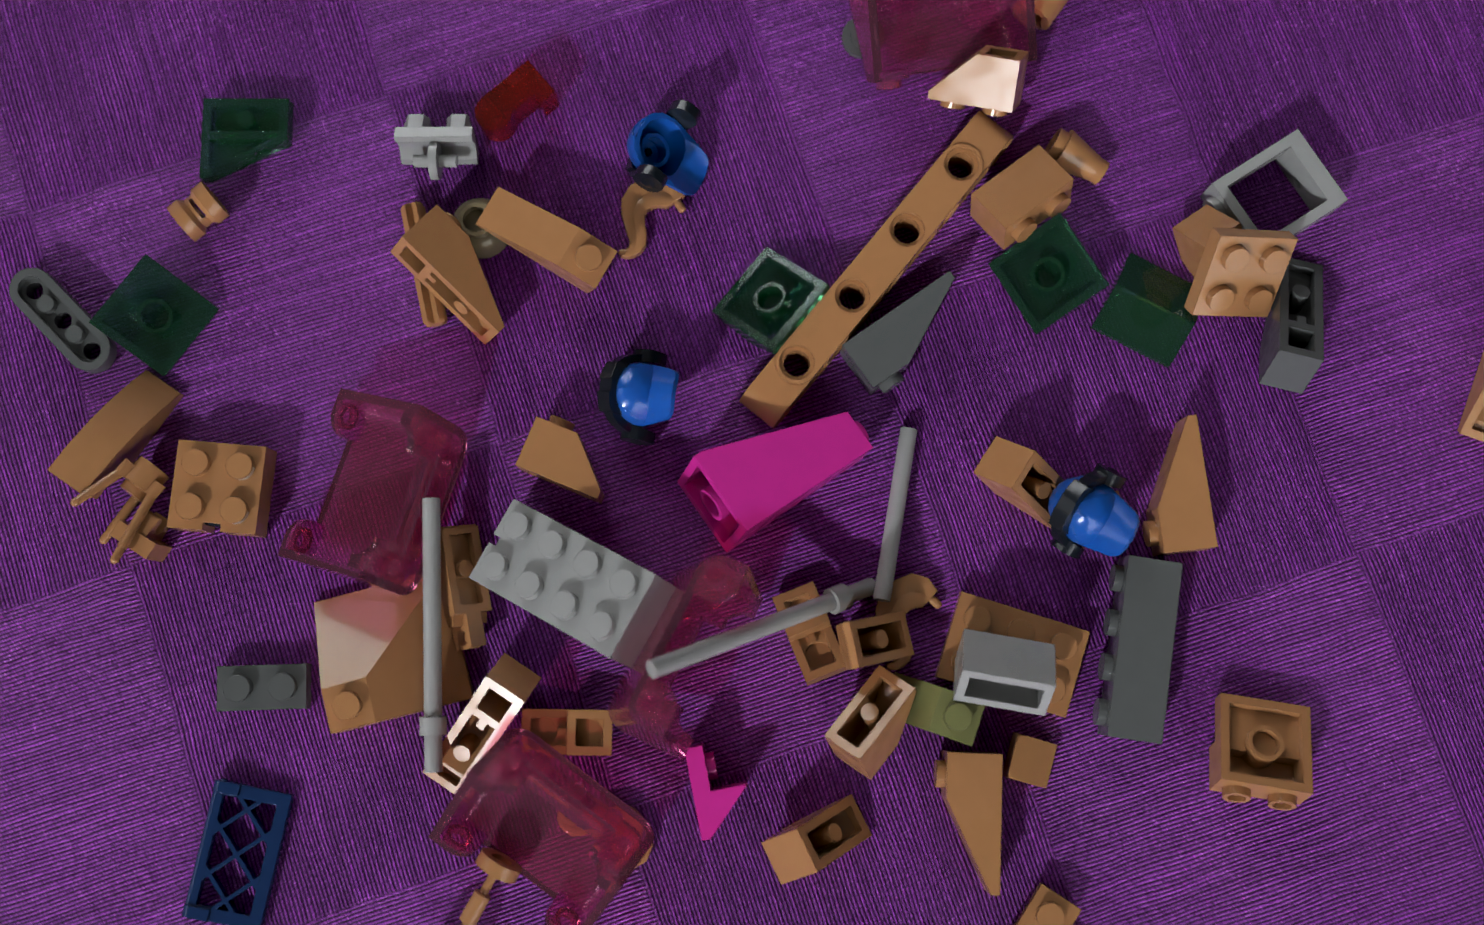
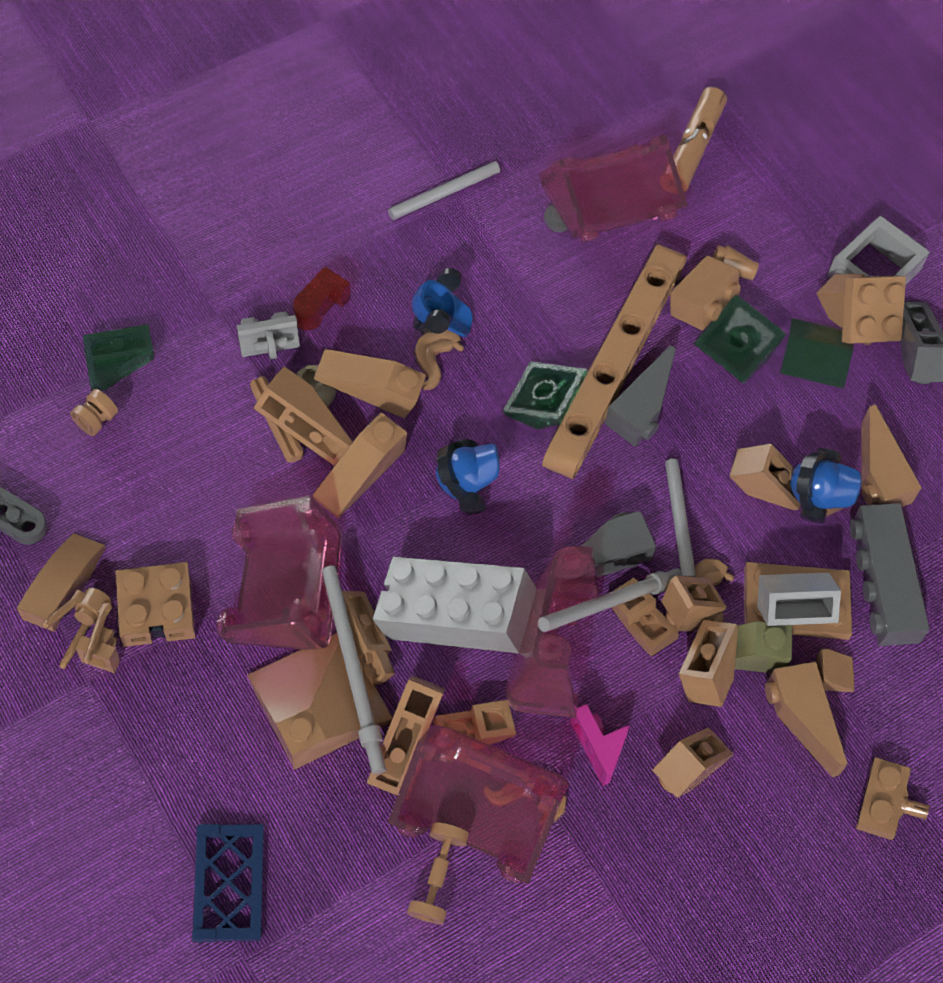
camera: 20 degrees left, 20 degrees down
(154, 315) = (74, 491): clear green slope -> none
(263, 687) = (220, 747): dark grey plate -> none
(511, 355) = (361, 464): none -> medium nougat slope
(560, 458) = (419, 530): medium nougat slope -> none
(764, 476) = (577, 504): dark pink slope -> none
(799, 535) = (621, 543): none -> dark grey slope
(986, 80) = (655, 221): slope -> none

